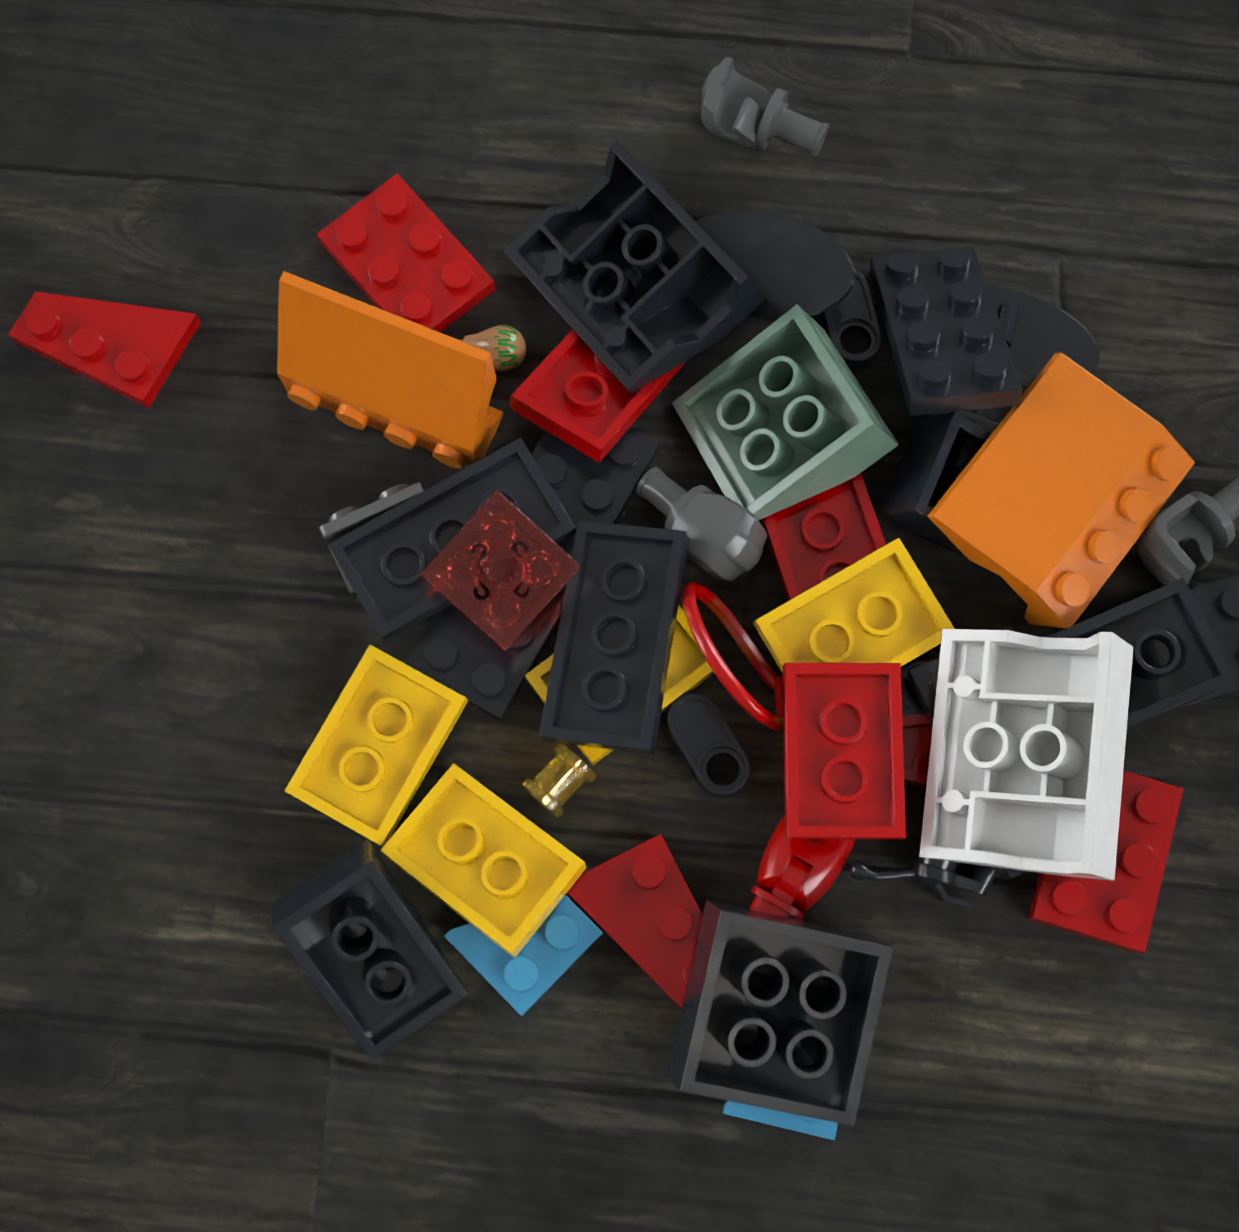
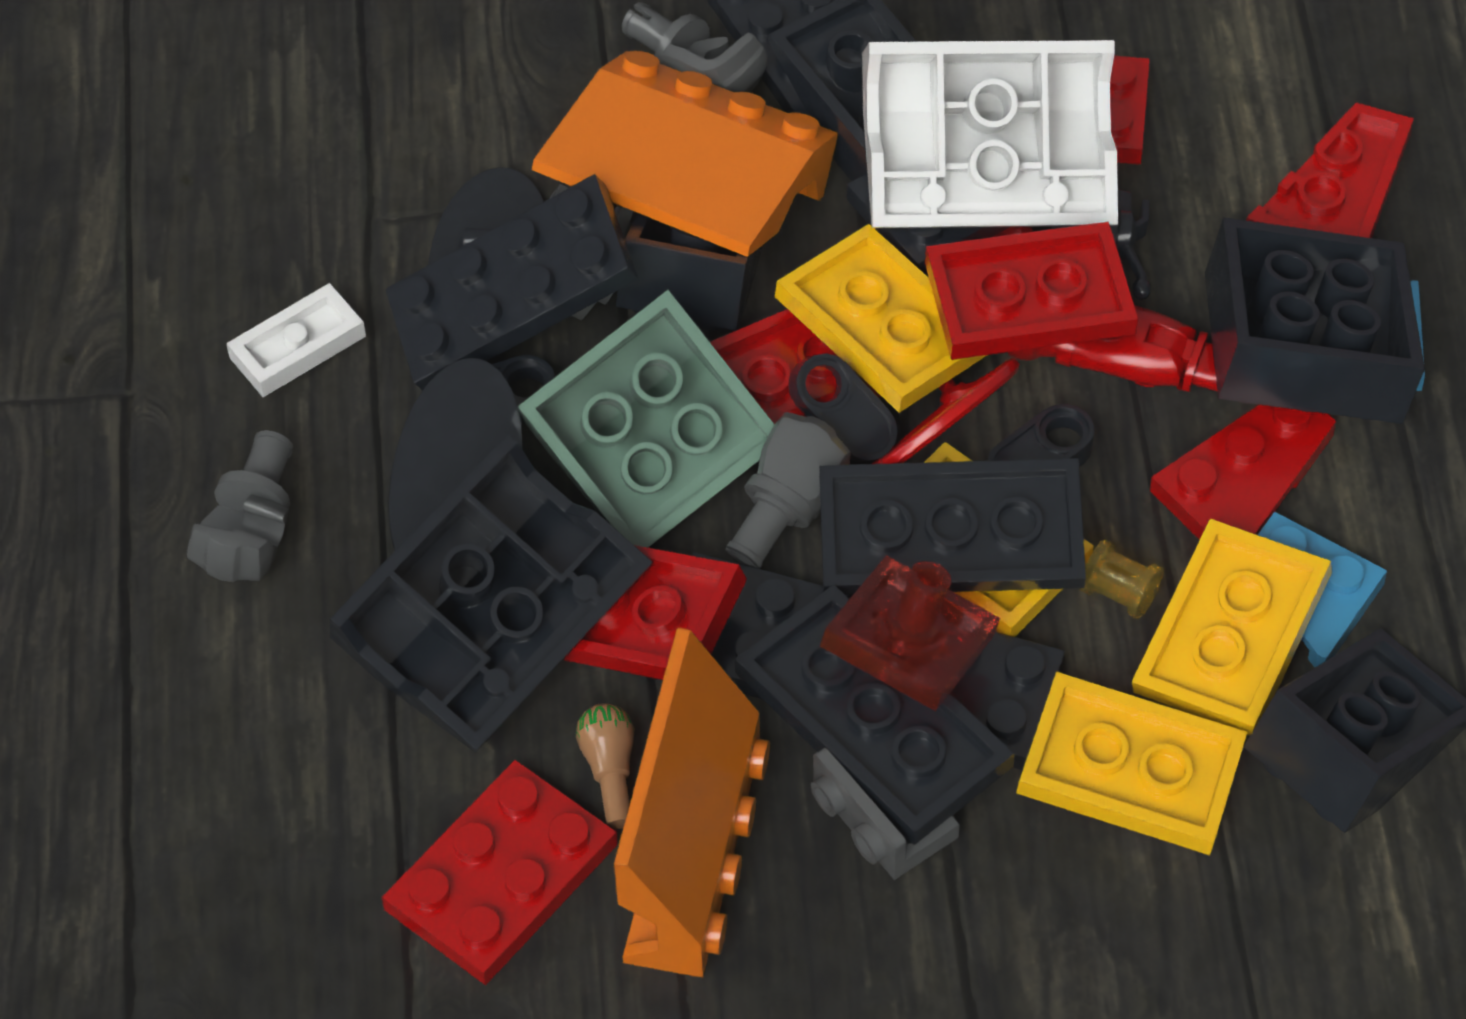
camera: 100 degrees left, 20 degrees down
(763, 585) = (852, 412): none -> black piece
(930, 172) = (296, 340): none -> white plate
(957, 1096) = (1345, 178): none -> red wing

